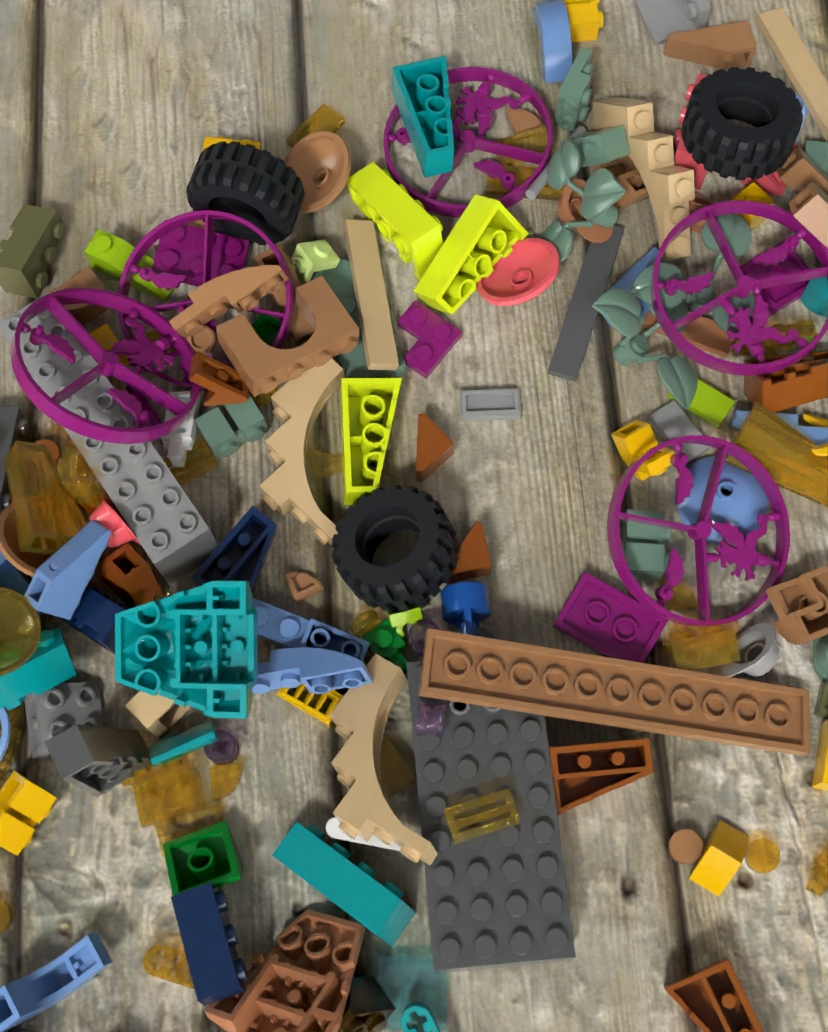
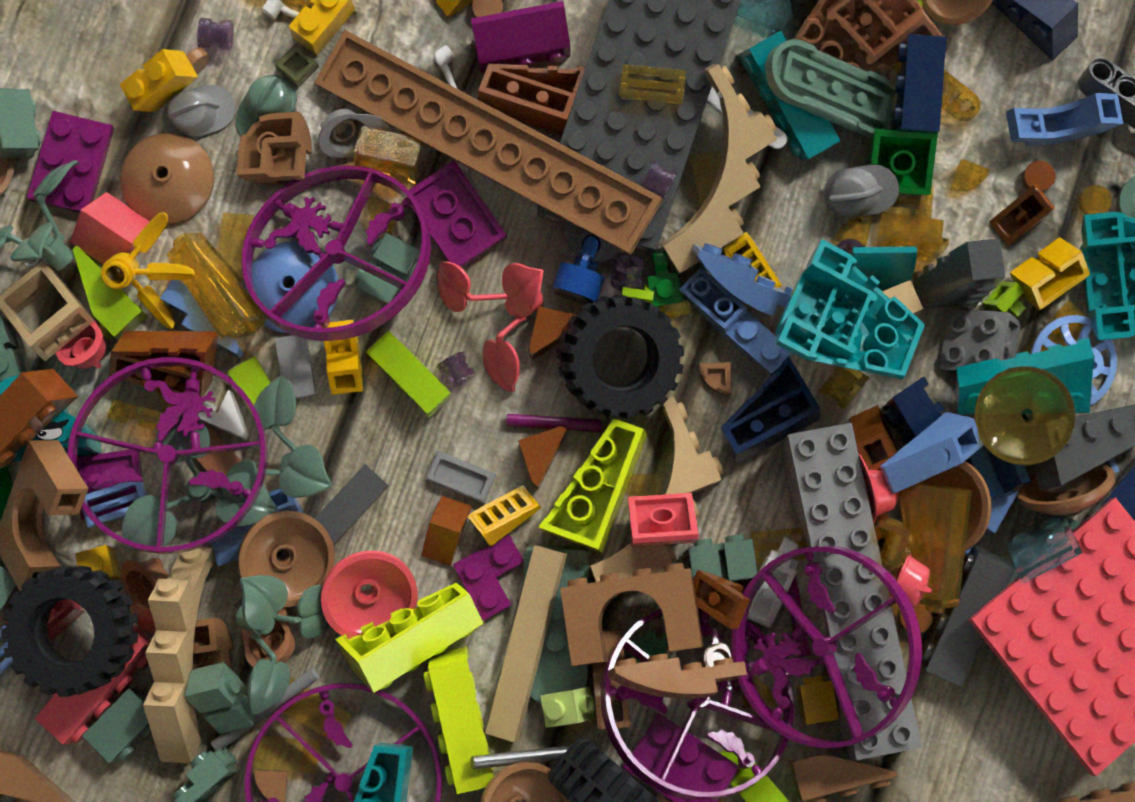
camera: 160 degrees left, 10 degrees up
(48, 445) = (913, 579): none -> coral piece
(48, 774) = (1005, 299): none -> lime tile
(59, 917) = (1039, 173): none -> dark orange tile
(63, 864) = (1022, 214): none -> dark orange slope
(132, 886) = (968, 176): none -> clear yellow tile
(233, 816) = (861, 190): none -> light grey piece
(294, 421) = (662, 520): none -> coral slope
(301, 899) = (830, 87): none -> sand green piece
(326, 211) = (510, 758): none -> flat silver bar
(440, 364) = (492, 510): none -> yellow slope
(443, 478) = (551, 422): none -> magenta bar
(481, 358) = (445, 530): none -> dark orange slope
(516, 561) = (522, 298): none -> coral plant
(538, 485) = (456, 370): none -> wheel
(576, 463) = (409, 374): none -> lime slope
(597, 254) = (307, 548): none -> medium nougat dish
(634, 818) = (522, 36): none -> magenta slope
(667, 101) = (120, 728): none -> sand green piece
(701, 772) = (443, 58): none -> white hand
(725, 353) = (227, 418): none -> white slope
(776, 236) = (113, 503): none -> light blue tile
(800, 520) = (232, 238): none -> clear yellow tile

